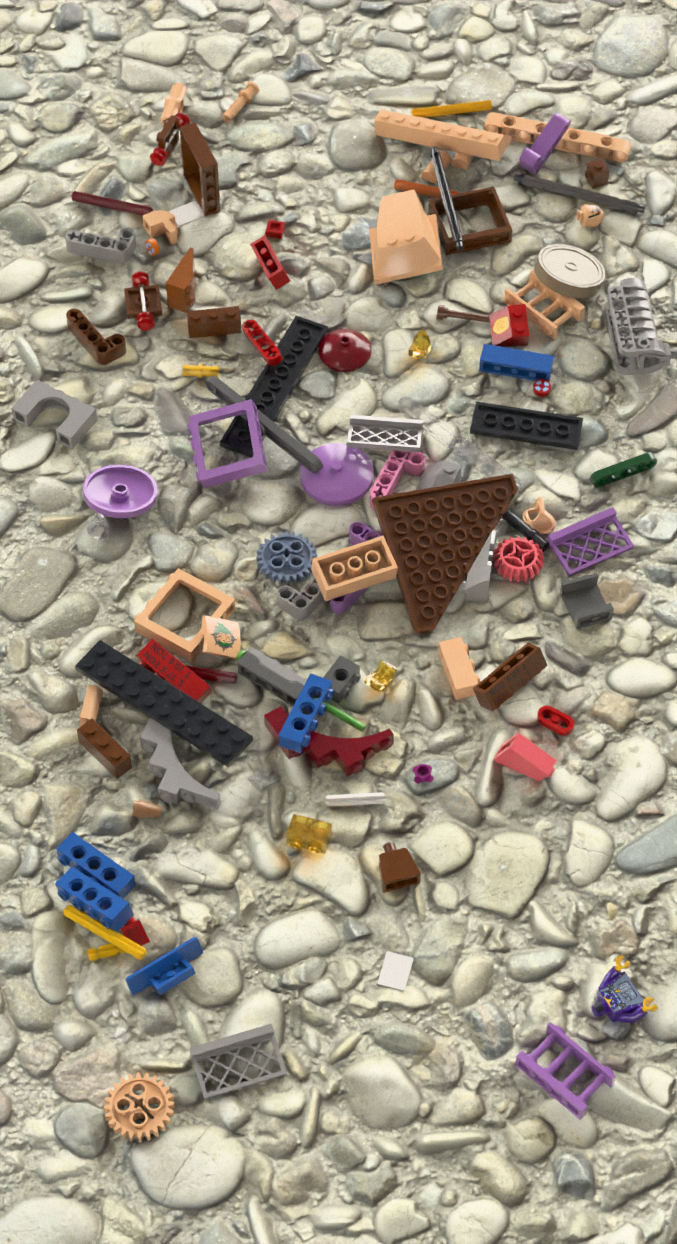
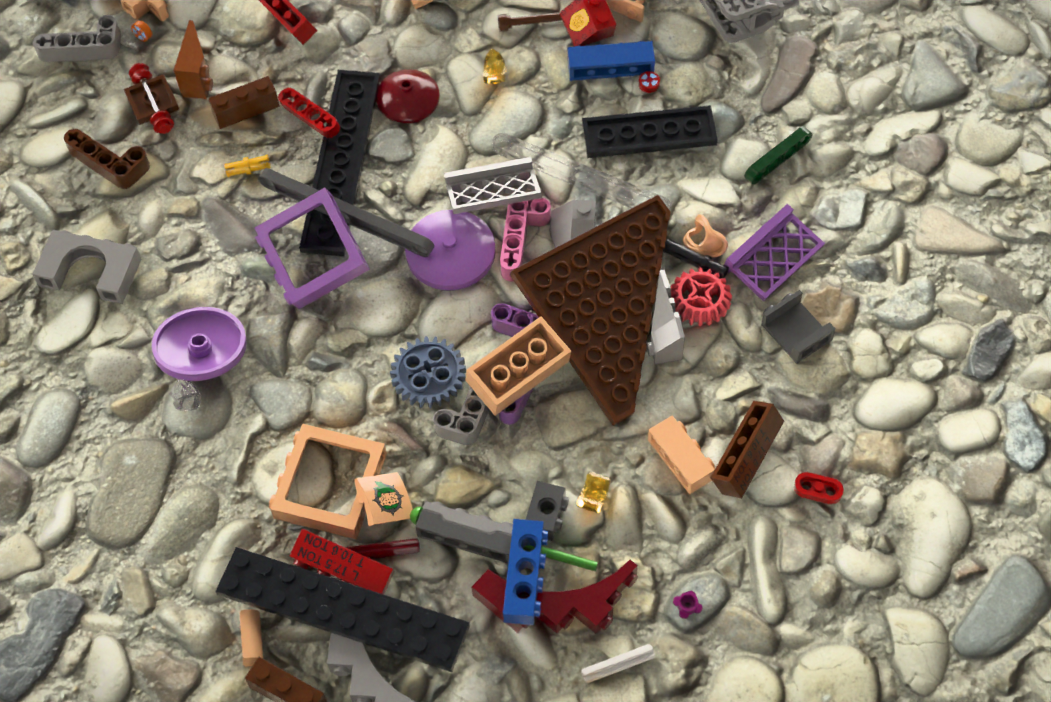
camera: 15 degrees left, 5 degrees up
(525, 758) = (803, 548): coral slope -> none

